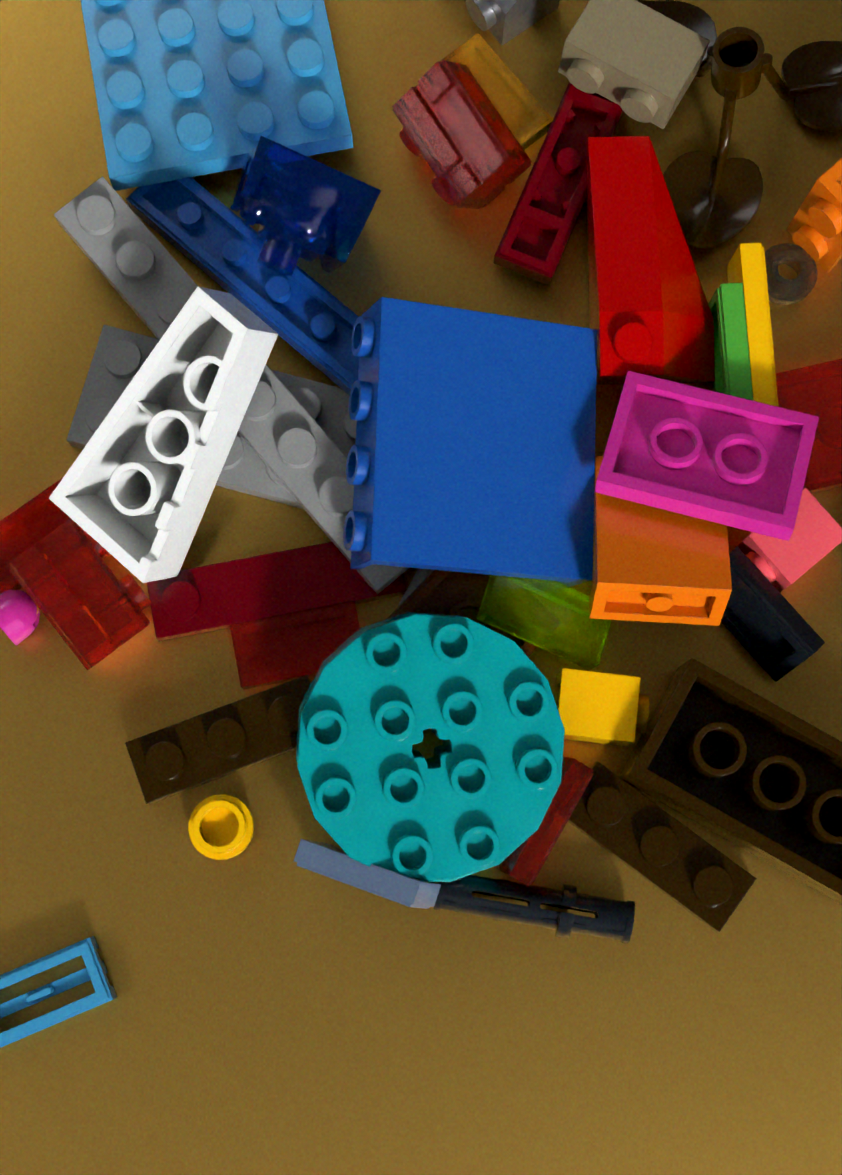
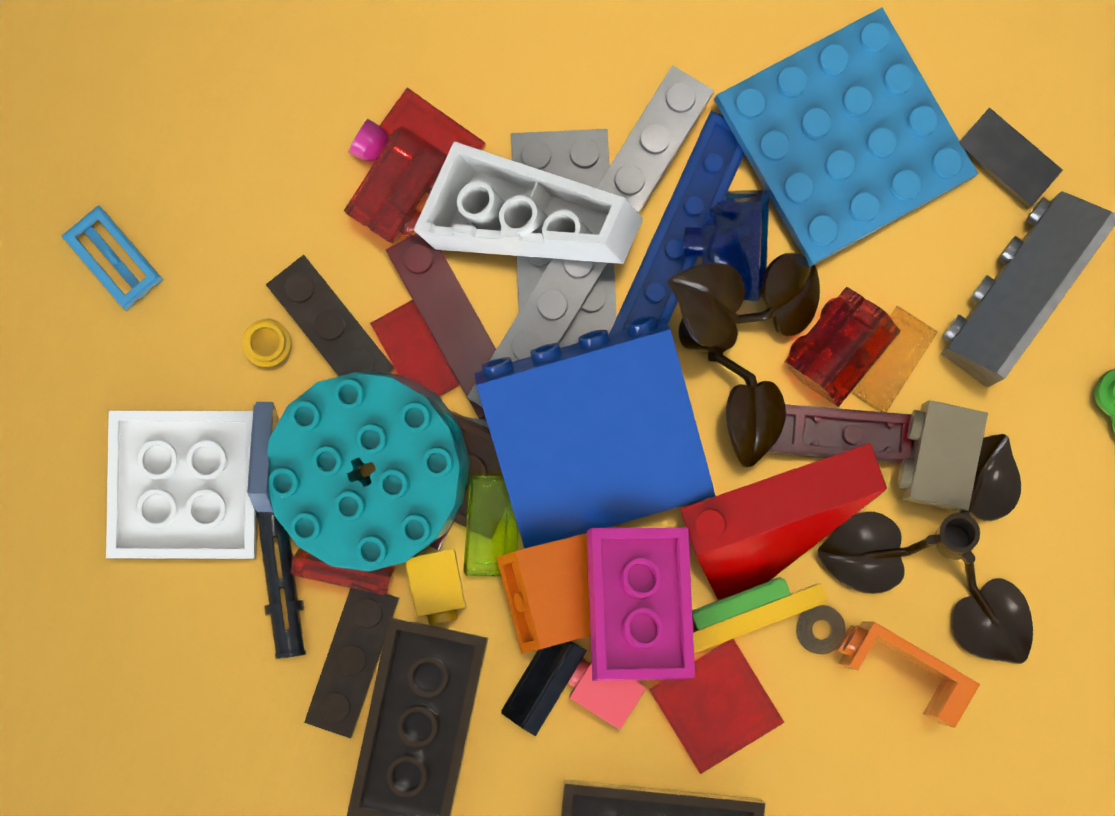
camera: 75 degrees right, 5 degrees up
(361, 225) = (709, 303): none -> dark brown plant
(366, 997) = (179, 485): none -> white plate

